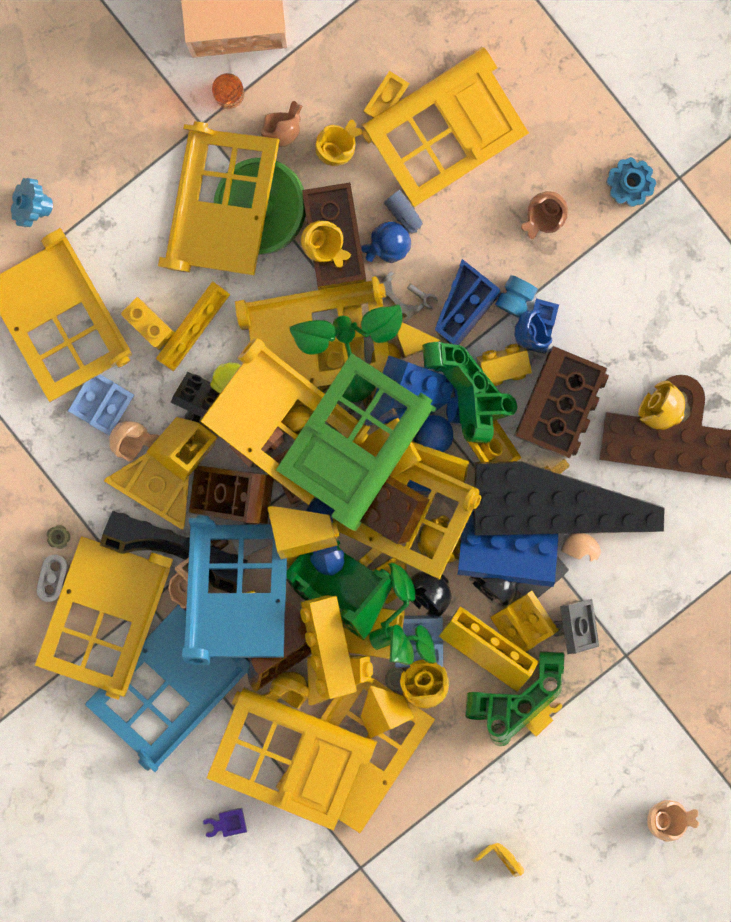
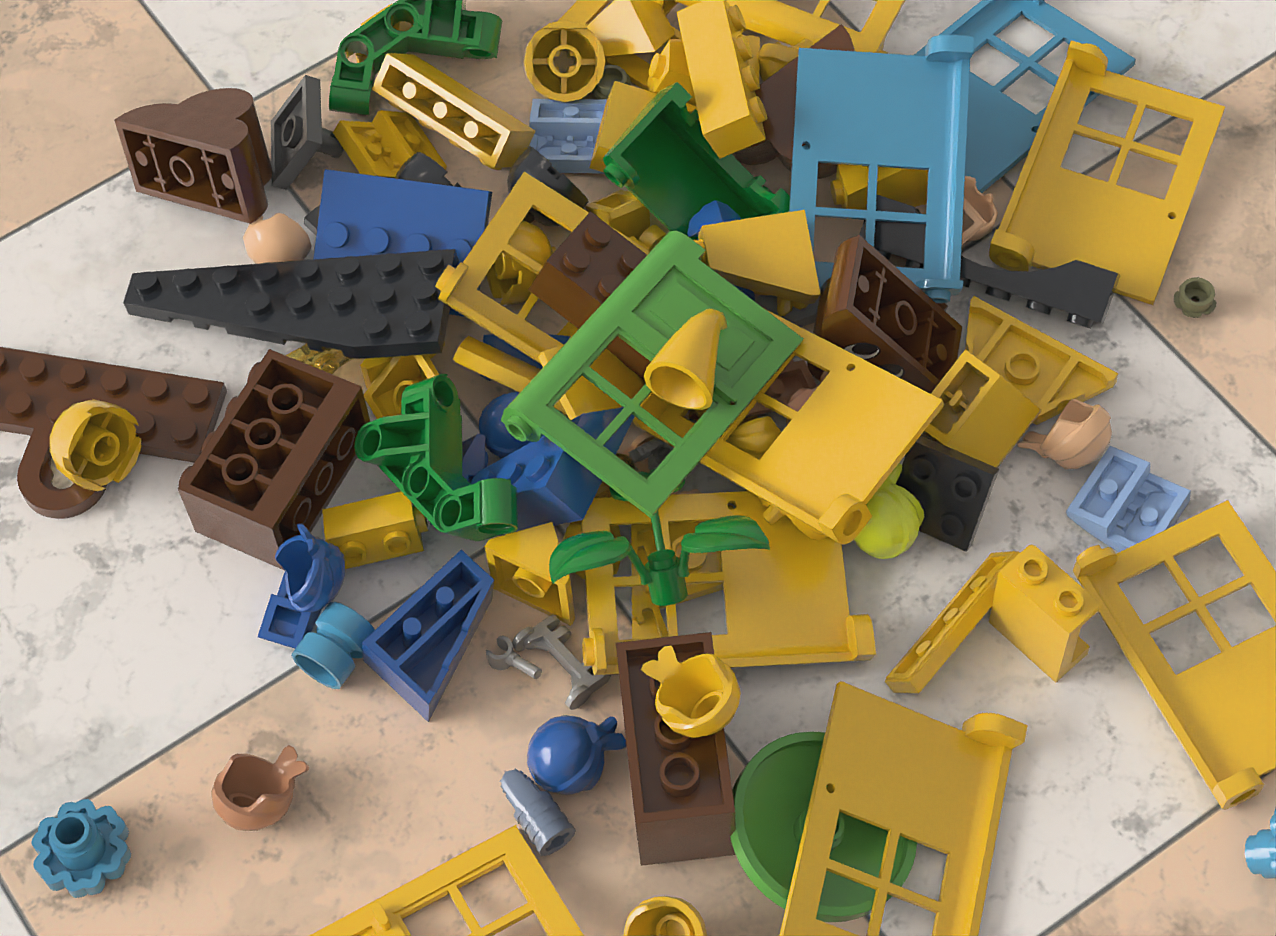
camera: 170 degrees left, 30 degrees down
(51, 577) = (1201, 239): light grey plate -> none
(335, 438) = (687, 362): none -> yellow hat
(400, 646) = (620, 102): green plant -> none
(629, 602) = (200, 153): none -> reddish brown brick

